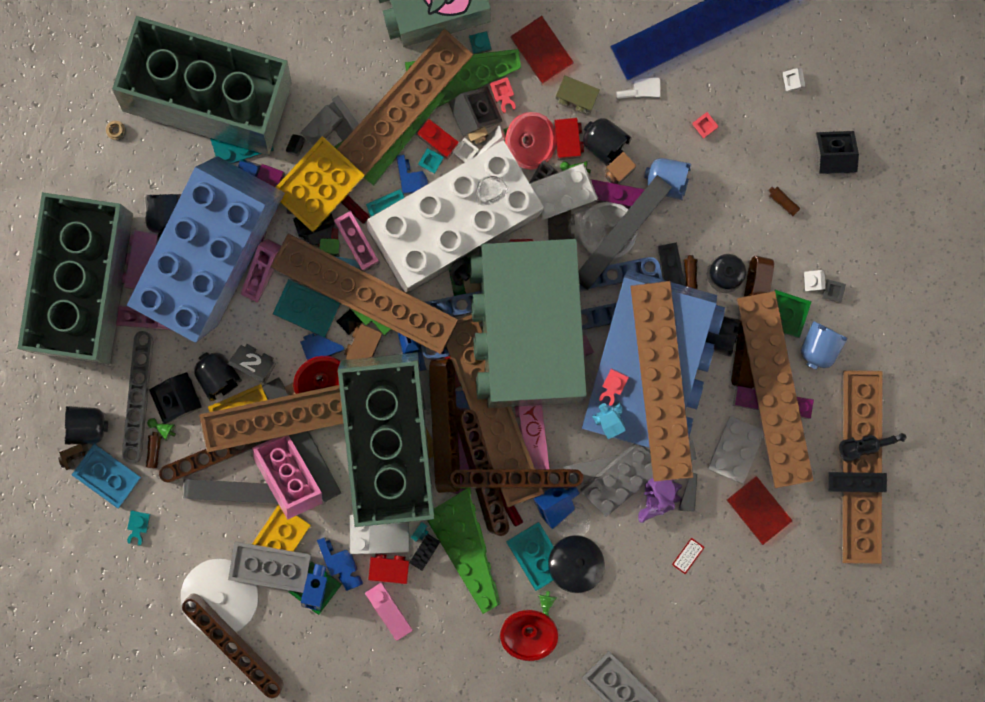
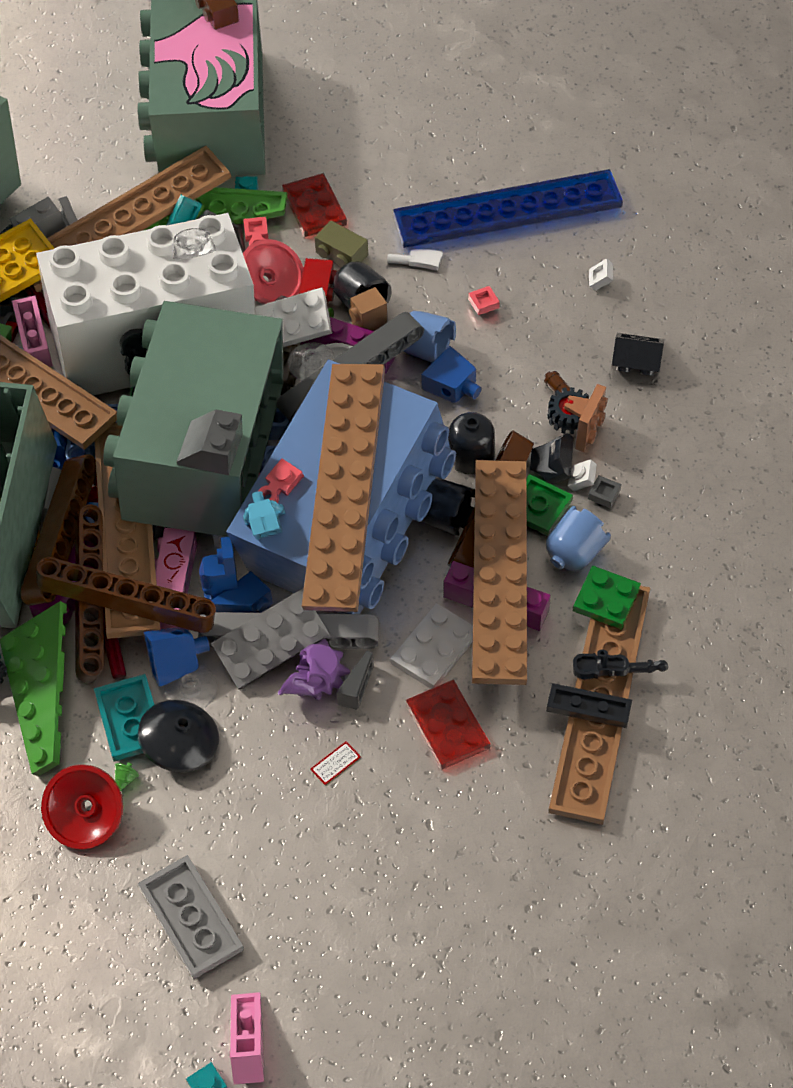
camera: 15 degrees right, 30 degrees down
(443, 102) = (184, 210): none -> teal tile
(559, 376) = (212, 442): none -> dark grey slope
(572, 437) = (219, 571): none -> blue plate
(591, 444) = (250, 597): none -> blue slope
(697, 209) = (451, 377): none -> blue torso
(790, 269) = (553, 459): none -> black slope
(799, 229) = (579, 413): none -> plate
(853, 388) = (606, 597): none -> green plate

